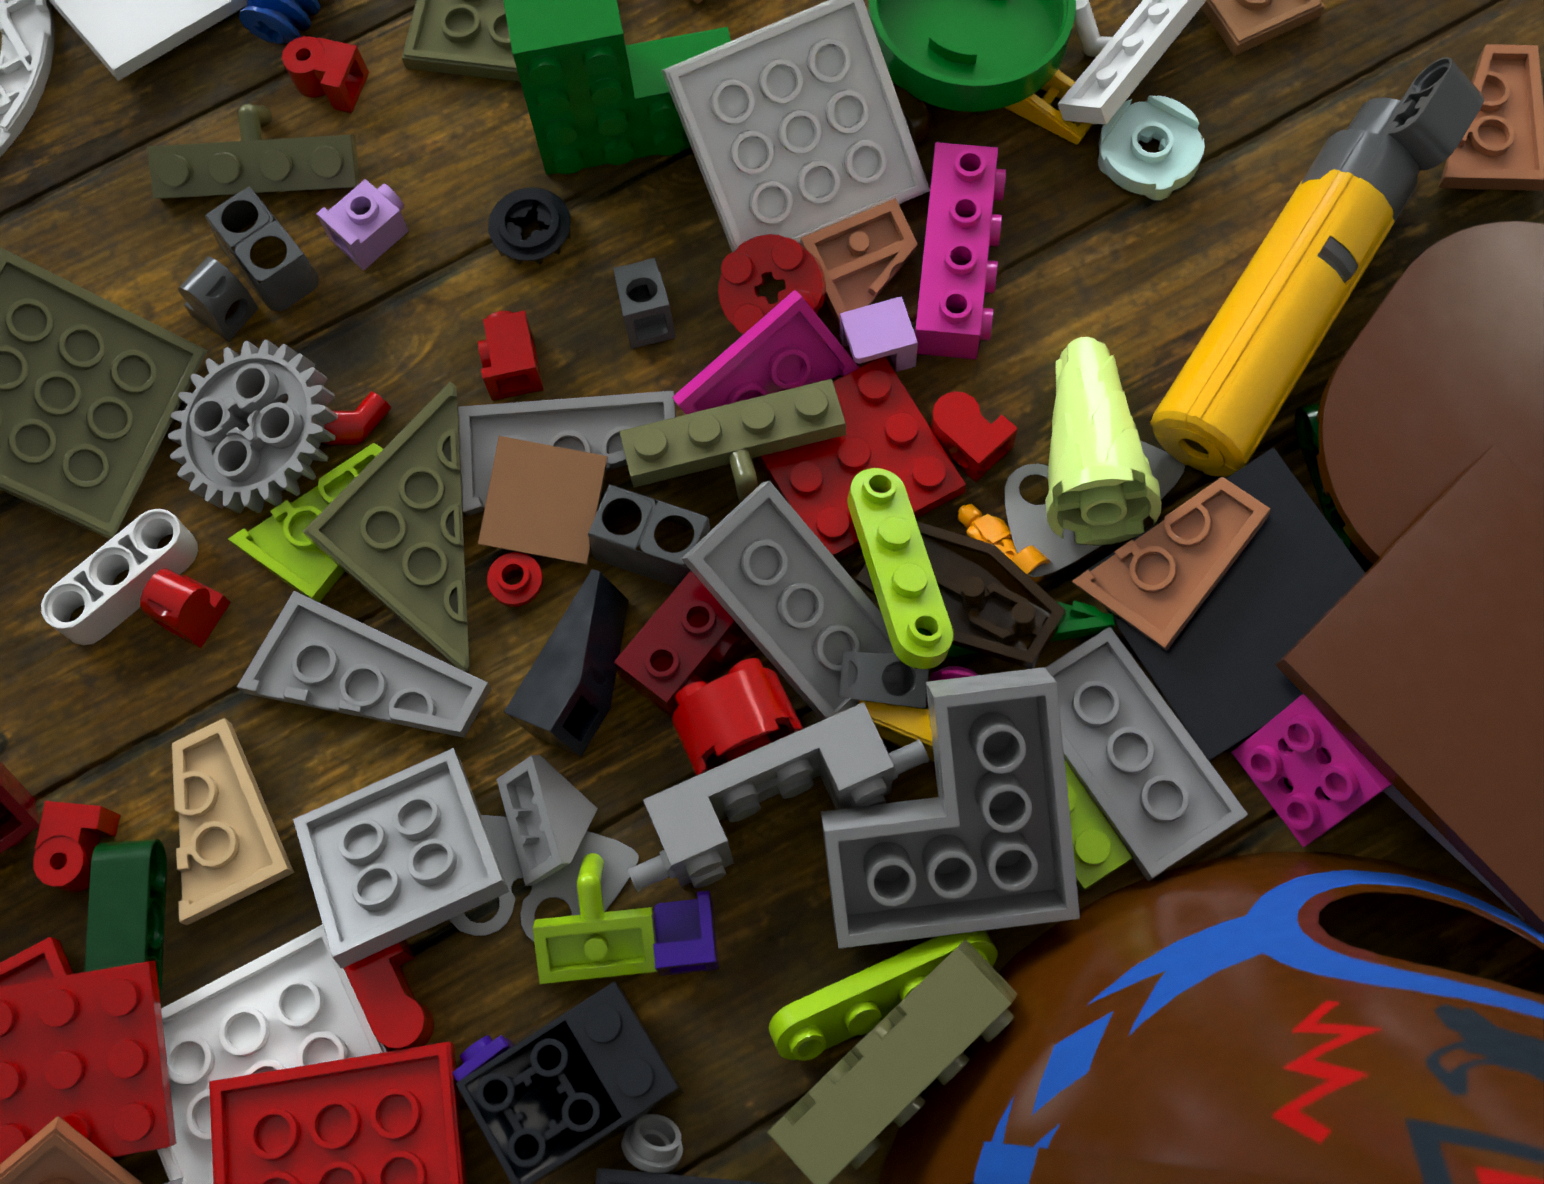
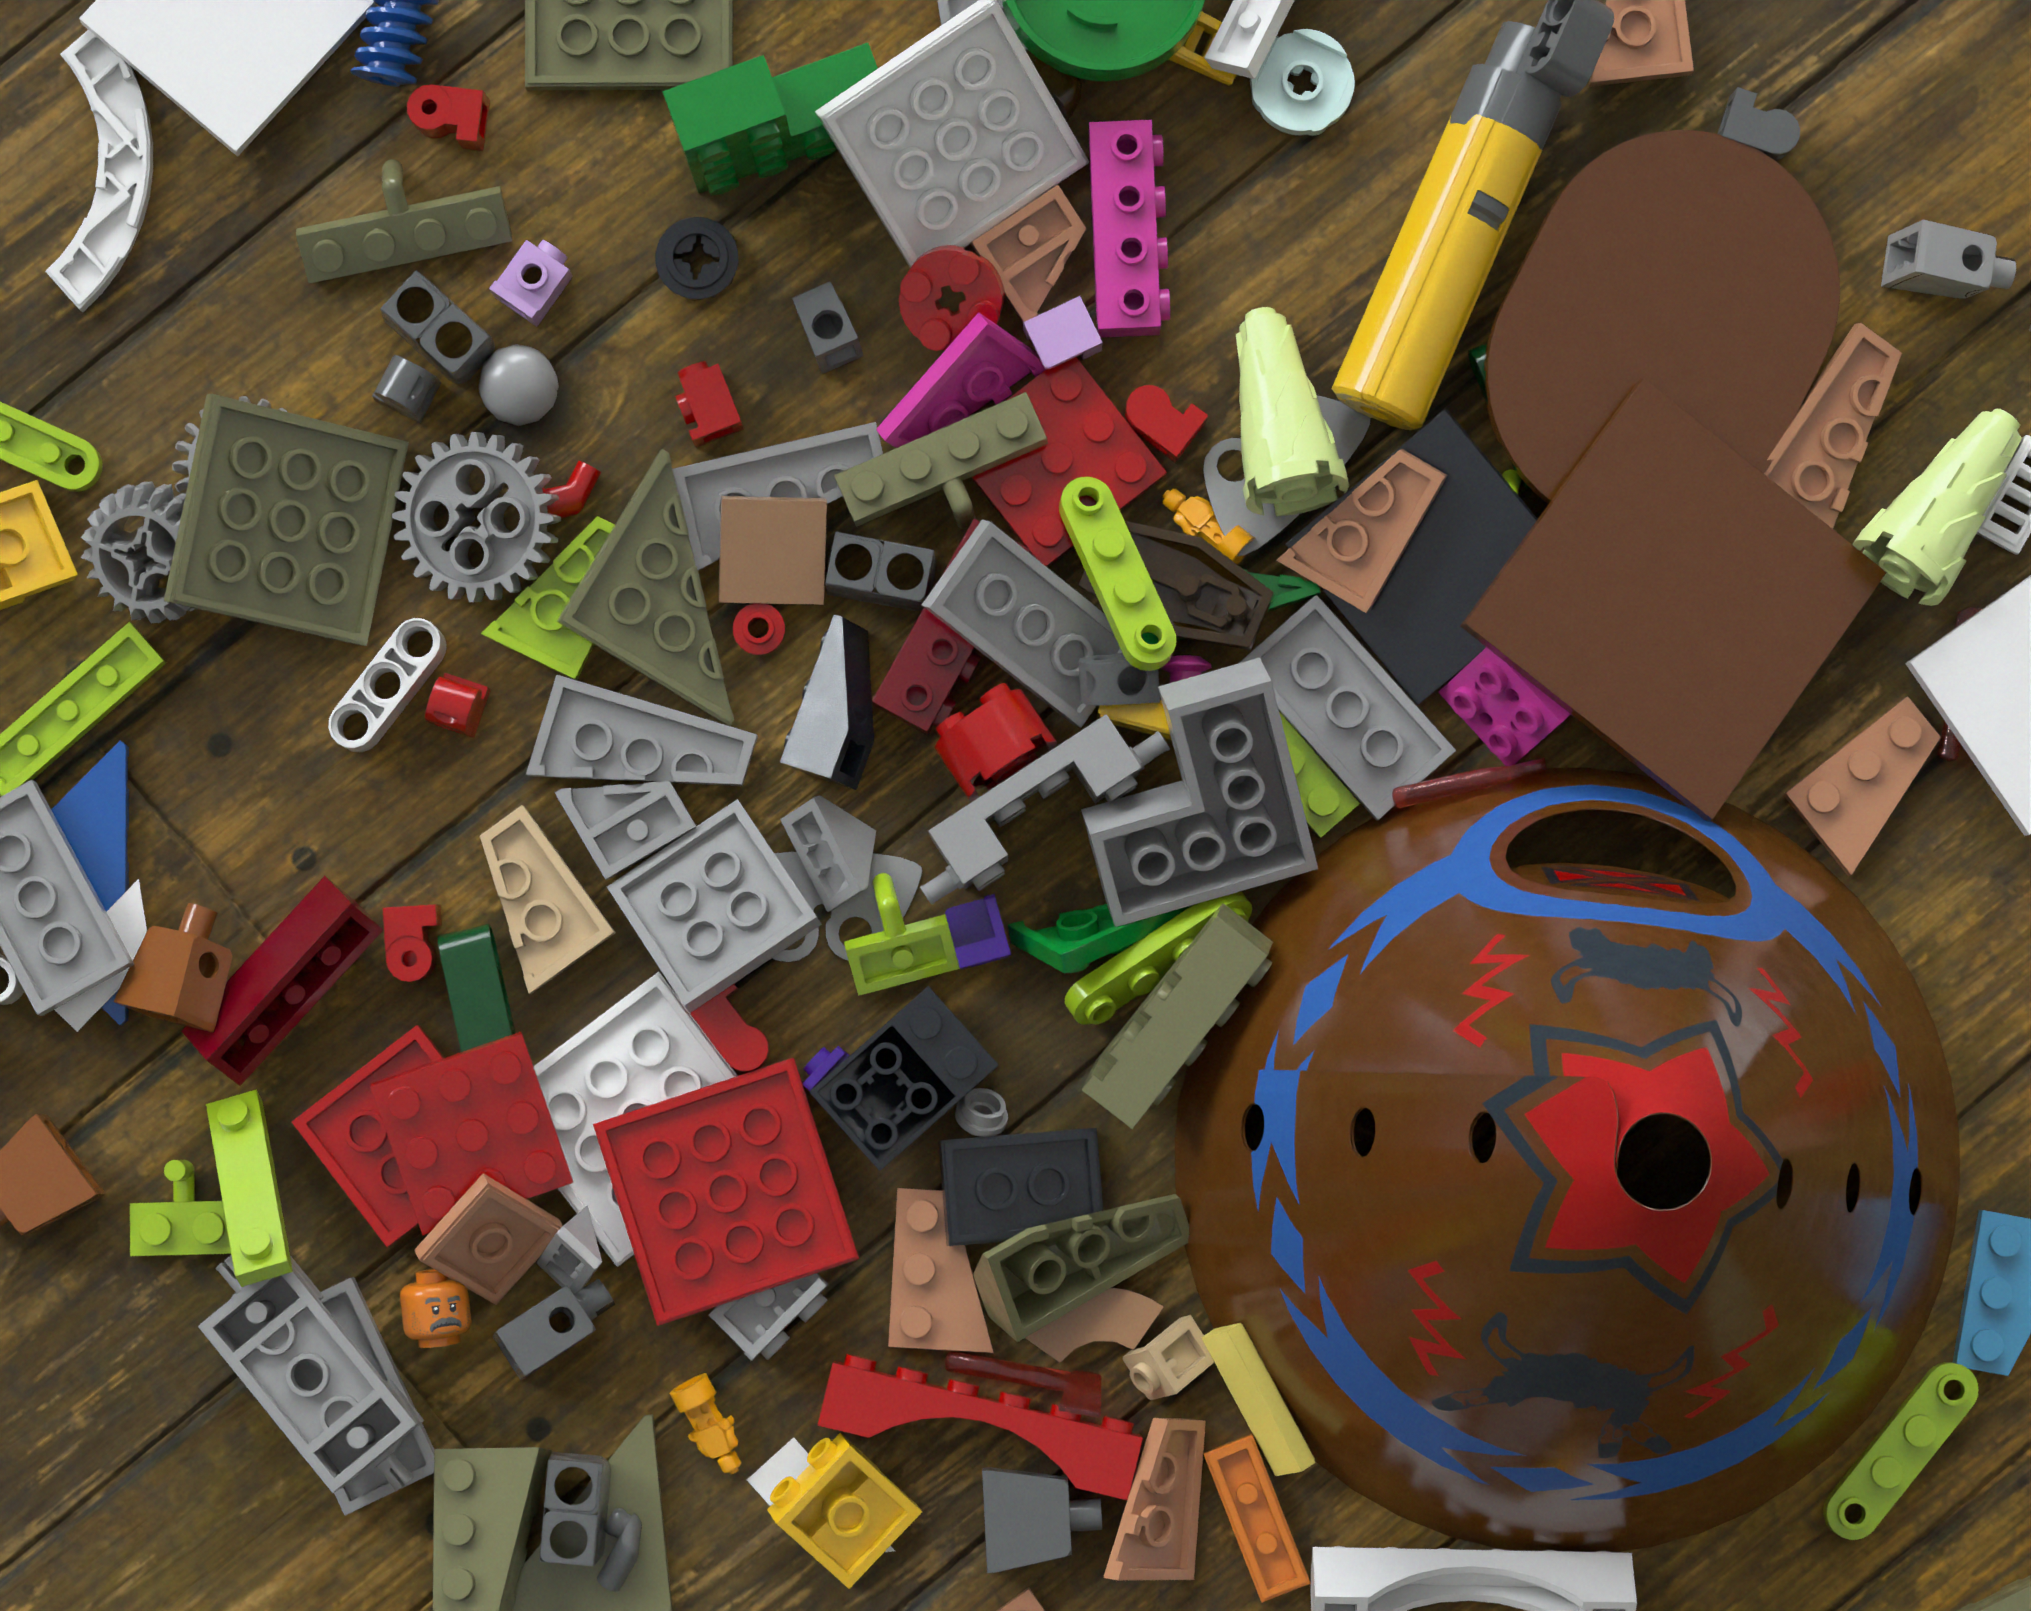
camera: 15 degrees left, 15 degrees up
(328, 314) = (518, 384): none -> light grey hair
(330, 754) = (626, 821): none -> light grey wing
(805, 956) = (1083, 937): none -> green wing
(1258, 849) = (1463, 782): none -> clear red piece

